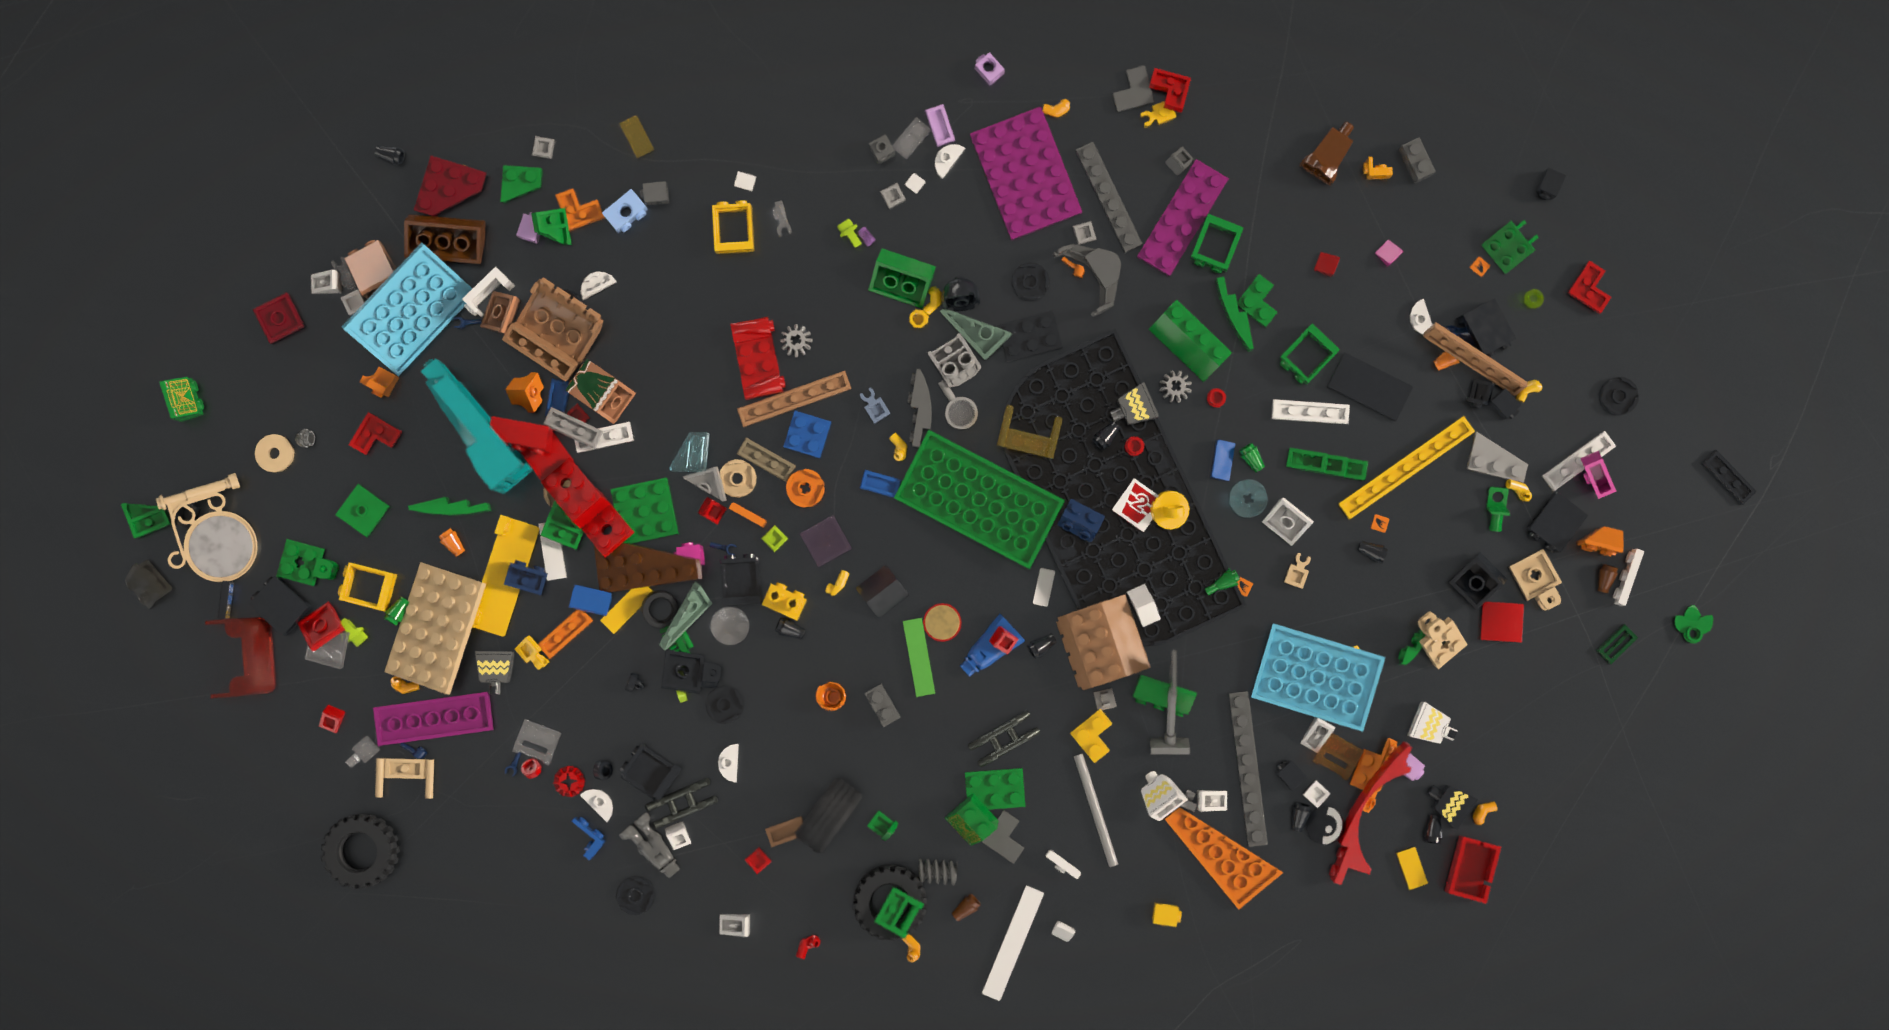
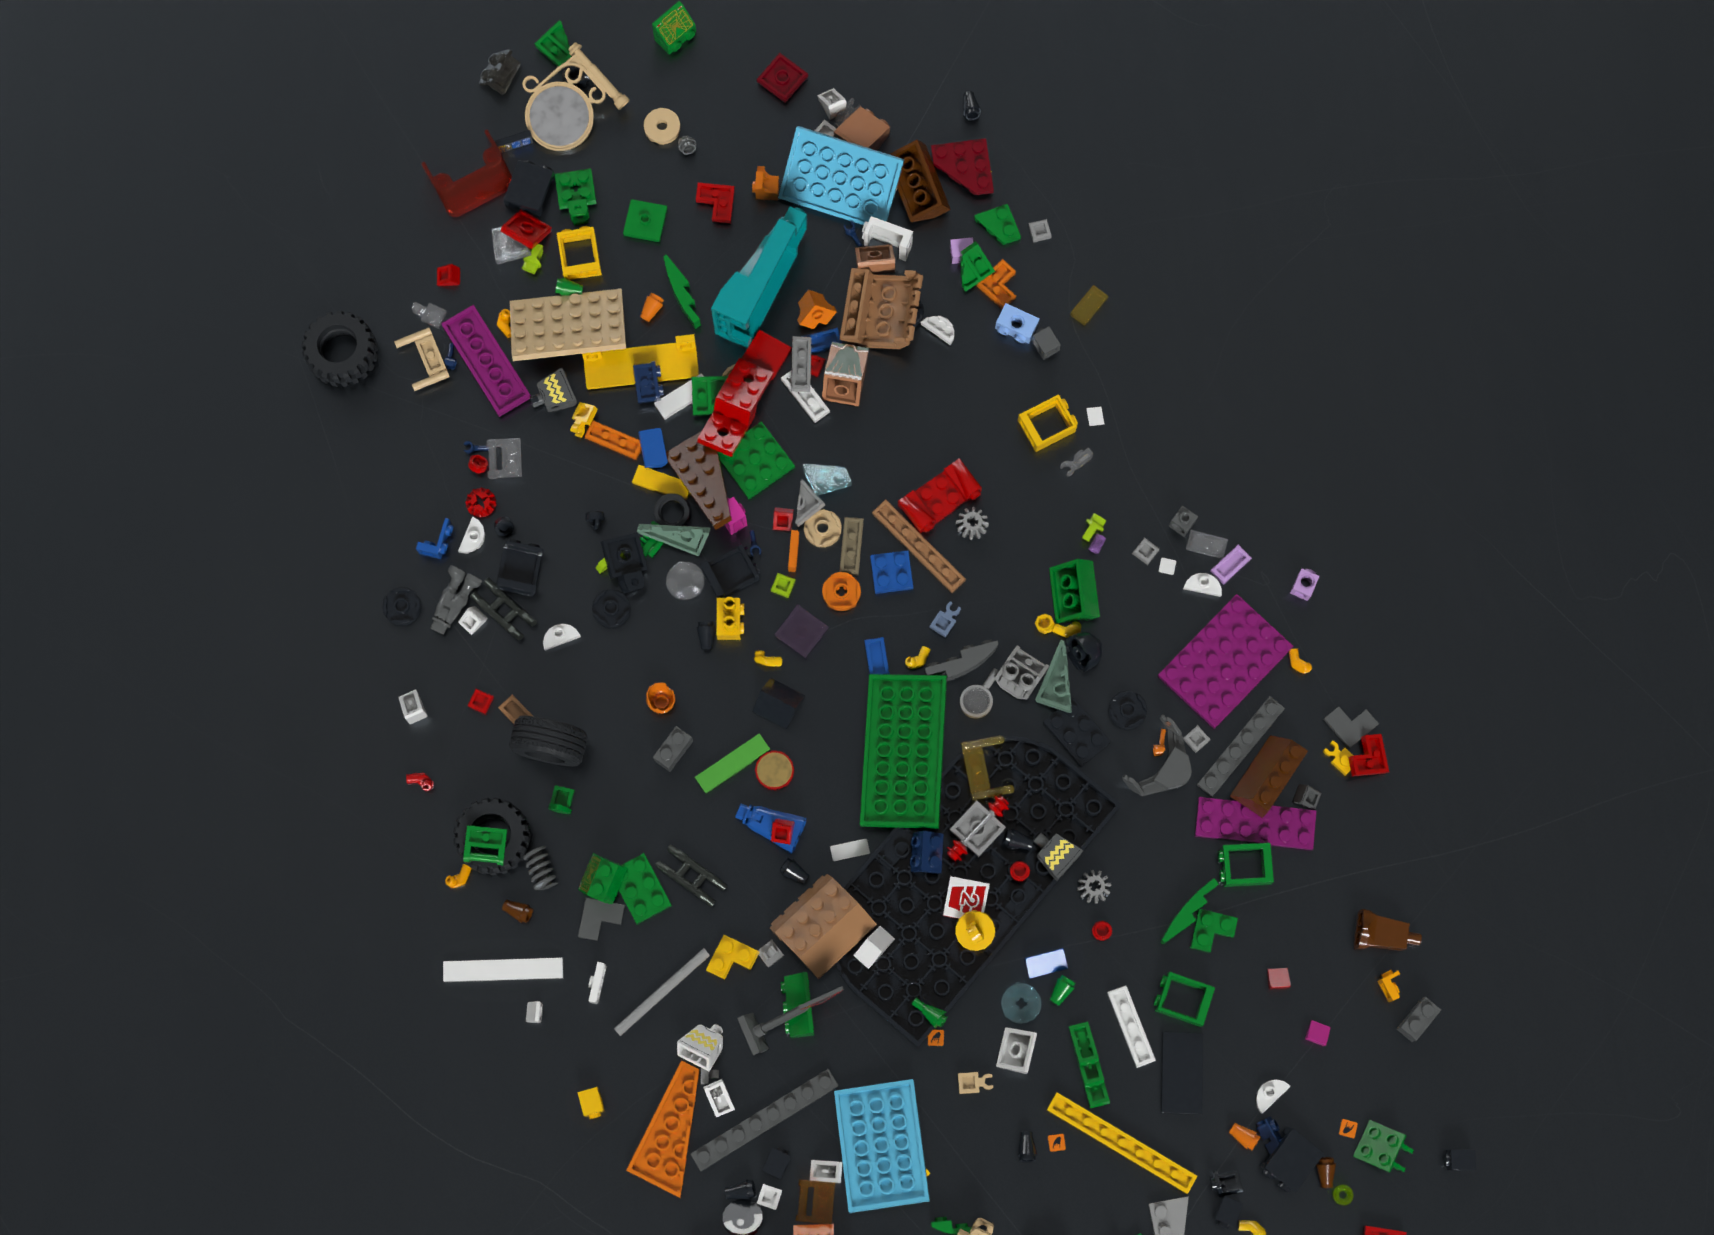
camera: 65 degrees right, 10 degrees down
(523, 435) = (773, 321): red piece -> none
(1080, 465) = (977, 828): none -> light grey plate
(1146, 185) = (1268, 774): none -> reddish brown slope
(1190, 340) = (1143, 881): green slope -> none
(1475, 359) = (1256, 1160): medium nougat tile -> none
(1509, 303) = (1326, 1171): none -> reddish brown cone

